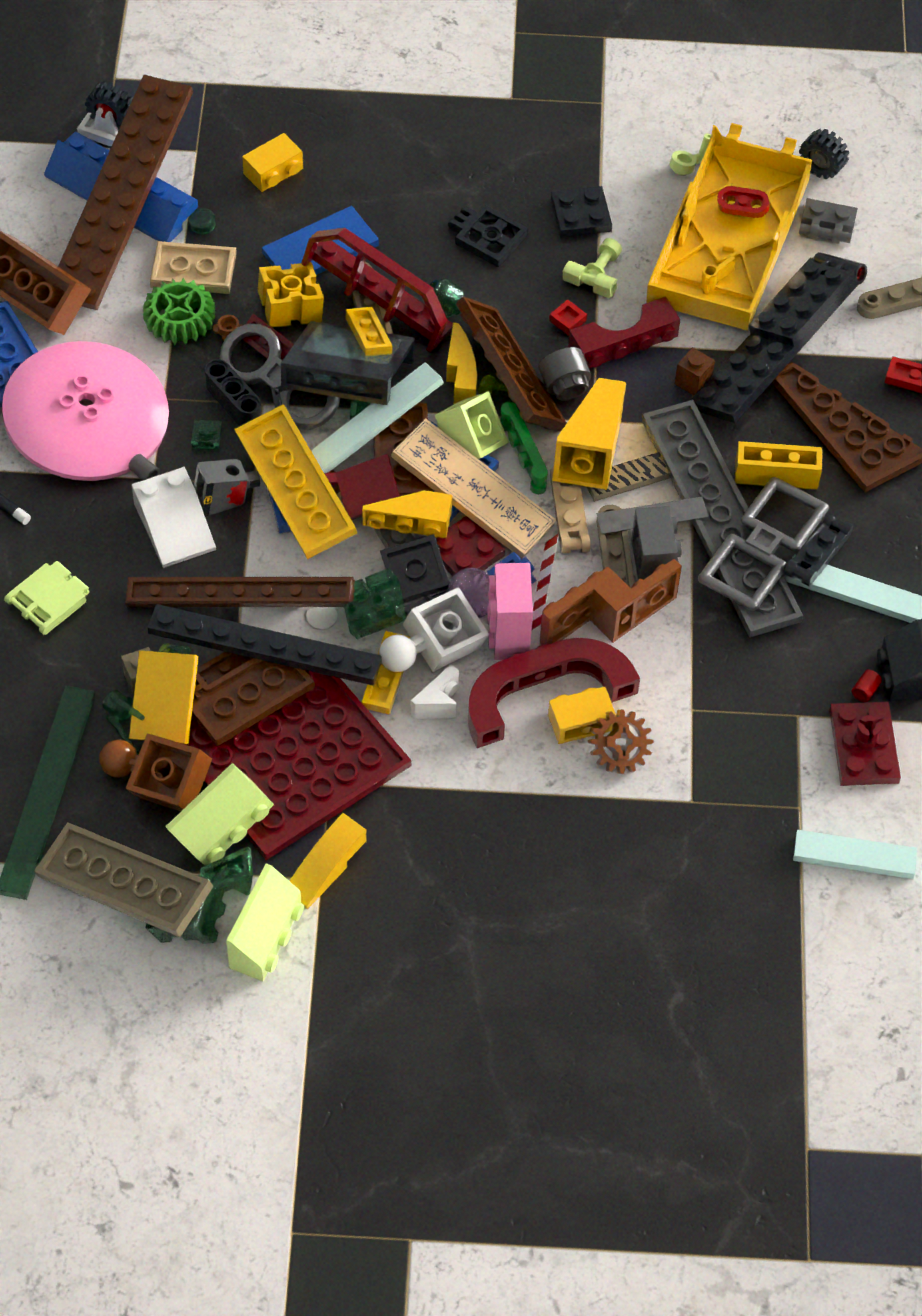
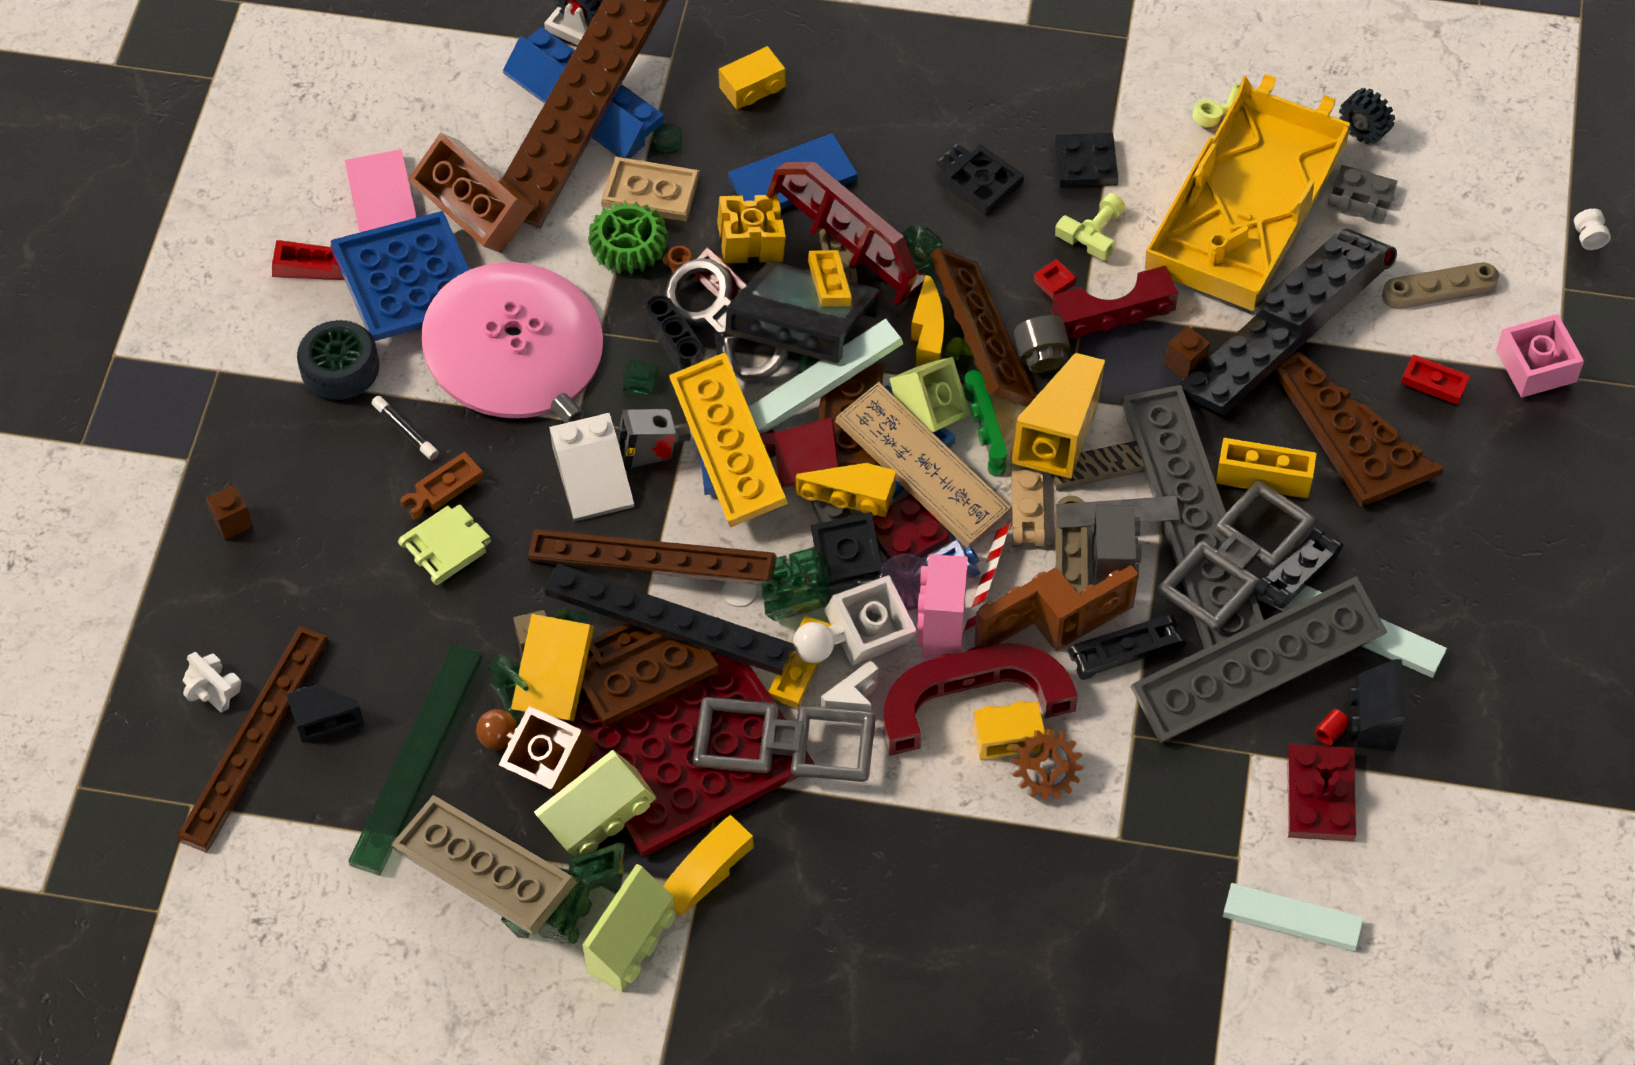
camera: 10 degrees right, 0 degrees up
(39, 545) = (443, 485): none -> dark orange plate
(382, 741) = (784, 738): none -> flat silver bar
(675, 632) = (1126, 646): none -> black plate
(744, 201) = (1269, 163): red plate -> none
(794, 632) = (1258, 659): none -> dark grey plate

